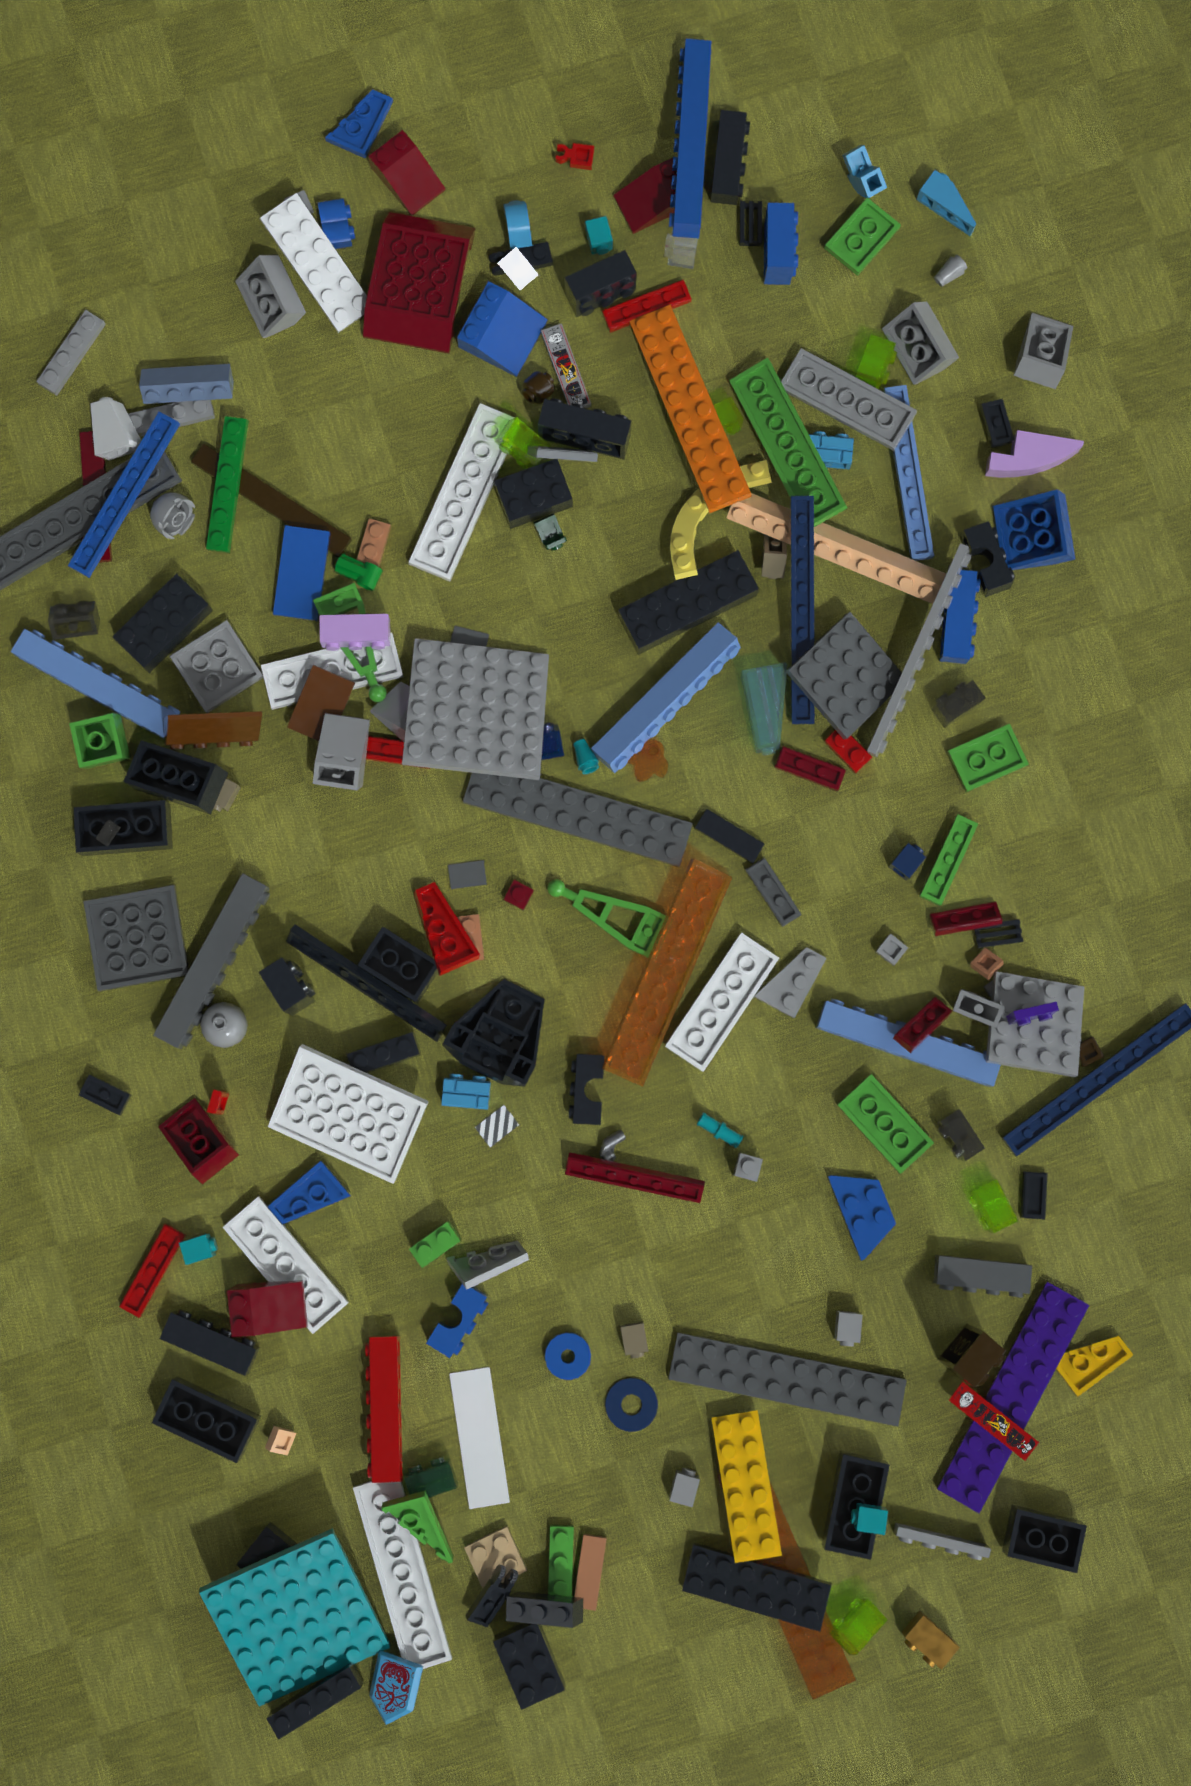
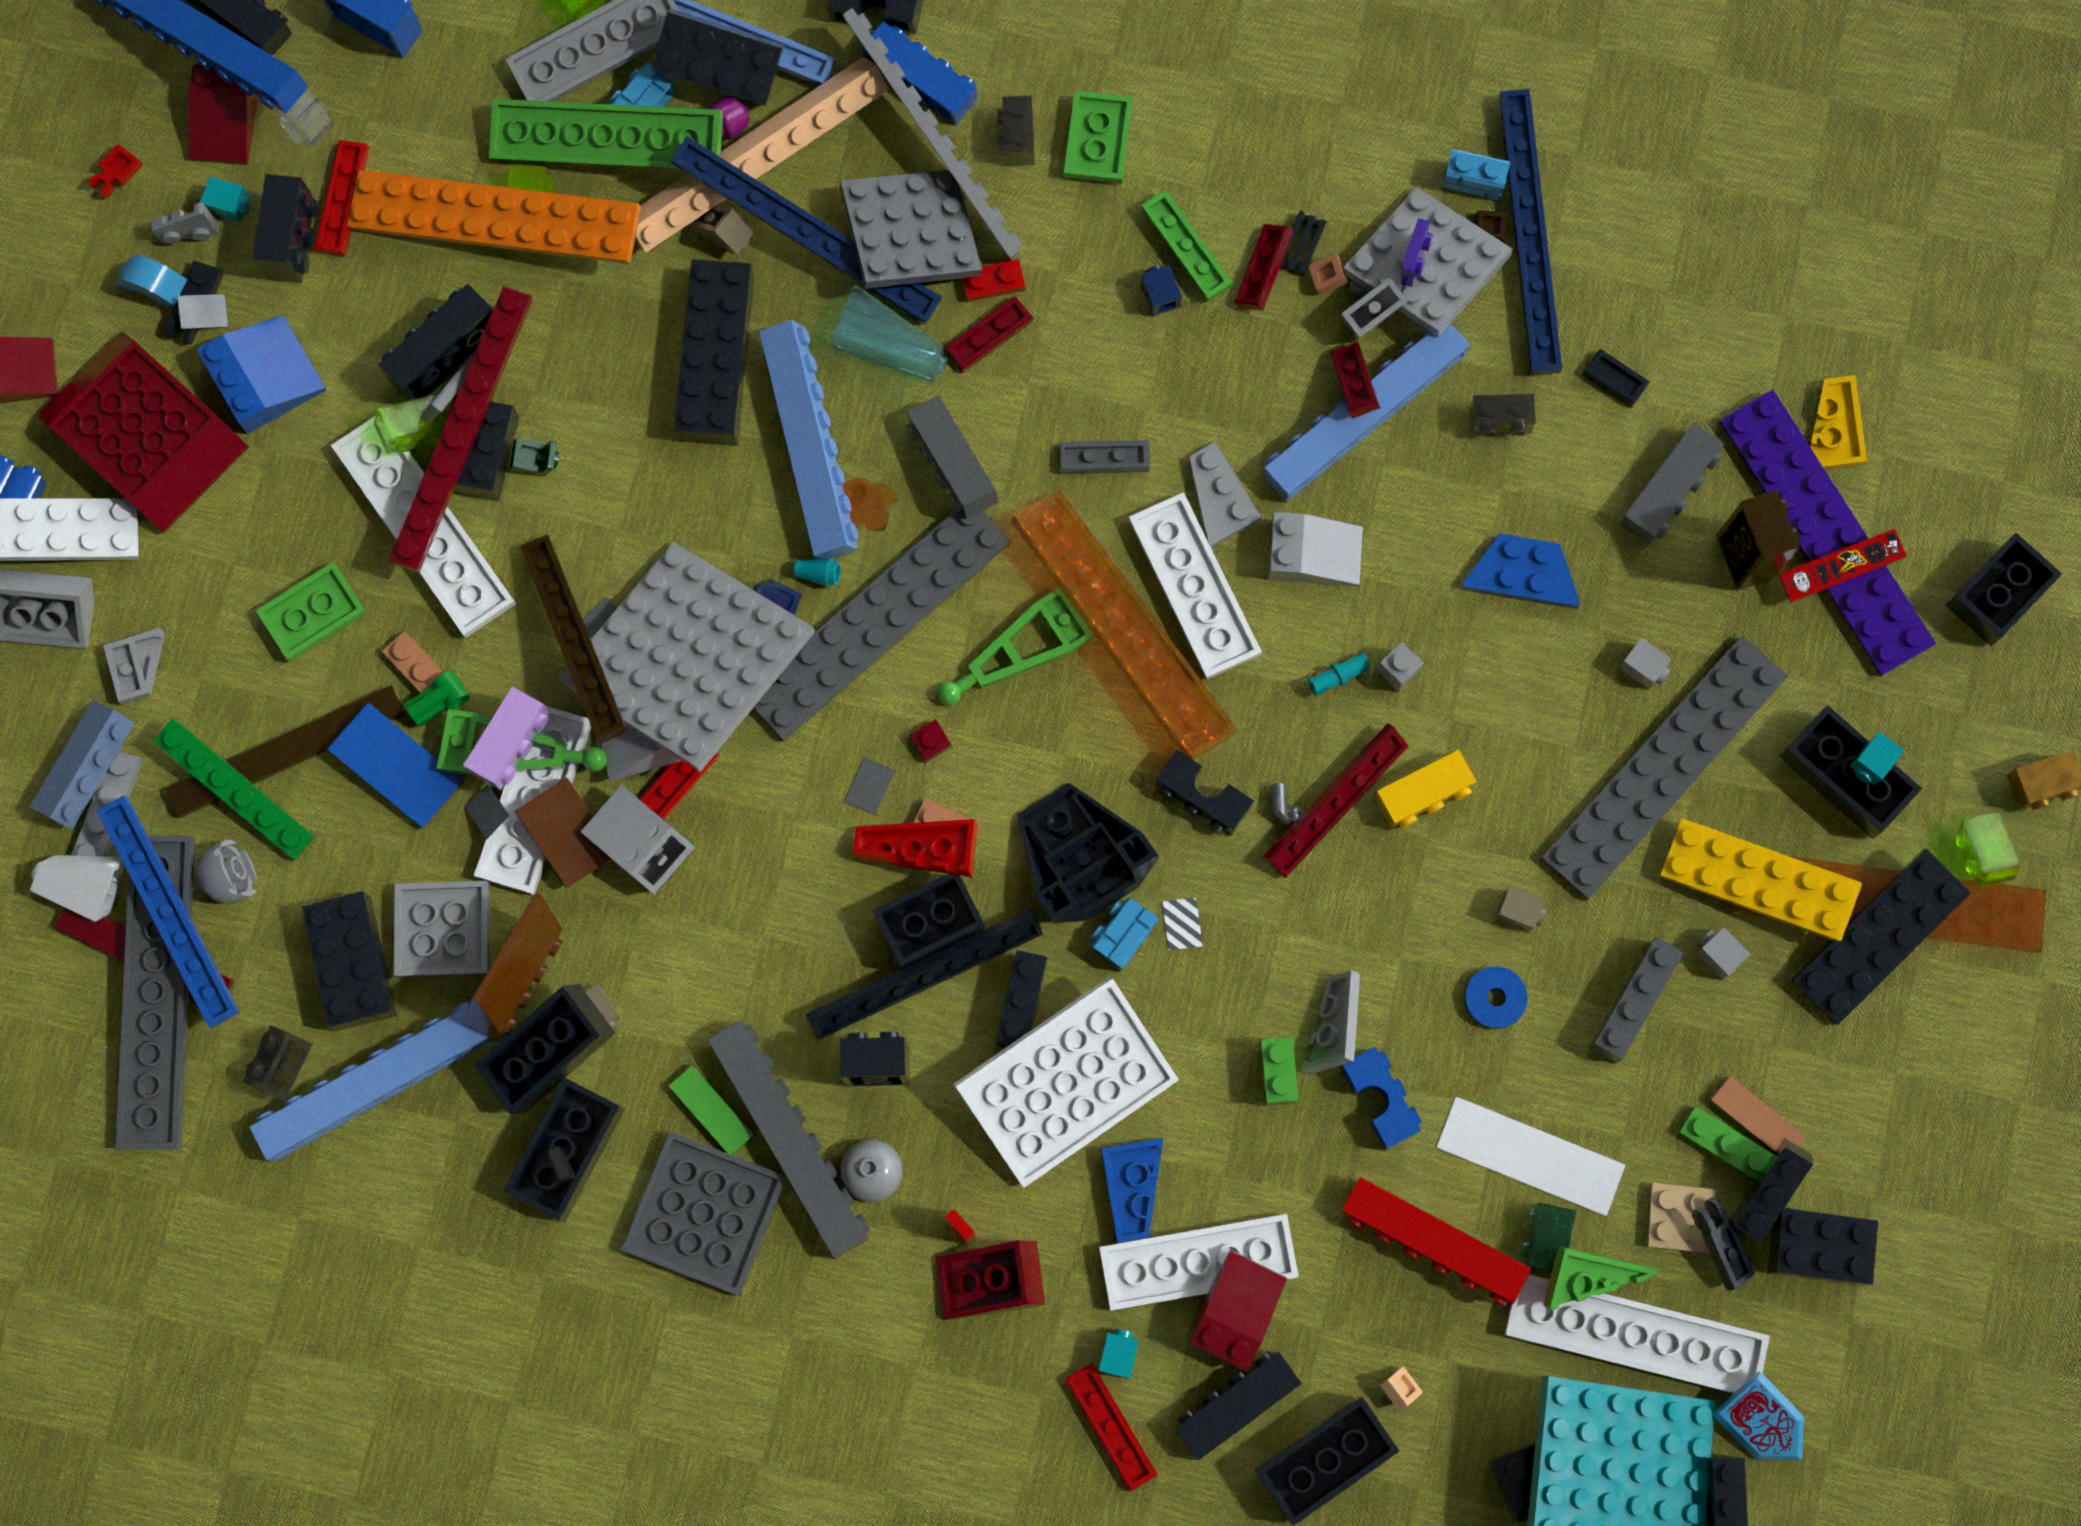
camera: 55 degrees left, 5 degrees down
(99, 740) = (442, 1116): bright green brick -> none
(105, 1095) = (868, 1360): black plate -> none
(203, 903) = (711, 1110): none -> bright green tile
(269, 374) = (134, 664): none -> light grey wing
(305, 648) = (487, 811): none -> dark grey sticker
(367, 459) = (311, 611): none -> bright green plate
(443, 632) = (574, 639): none -> dark brown plate
(536, 476) = (460, 429): none -> dark red plate
(537, 387) = (356, 370): dark brown head -> none
(560, 215) = (177, 226): none -> light grey wing
(565, 366) = (349, 327): tile -> none
(619, 1448) = (1636, 1000): none -> dark grey brick
(631, 1422) = (1570, 962): dark blue gear -> none
(676, 1232) = (1426, 790): none -> yellow brick
(695, 510) = (616, 287): light yellow plate -> none
(710, 795) = (952, 457): none -> dark grey brick
(729, 836) = (1019, 462): black tile -> none
(751, 206) = (305, 17): black tile -> none
(793, 1066) = (1314, 550): none -> slope
(853, 515) = (734, 116): none -> magenta head
(884, 481) = (717, 57): none -> black brick
(885, 1124) = (1440, 489): bright green plate -> none
(891, 949) = (1249, 366): light grey plate -> none
(950, 1543) = (1952, 695): light grey plate -> none
(992, 1205) = (1602, 427): clear neon green brick -> none
(1116, 1021) = (1476, 174): none -> dark azure brick

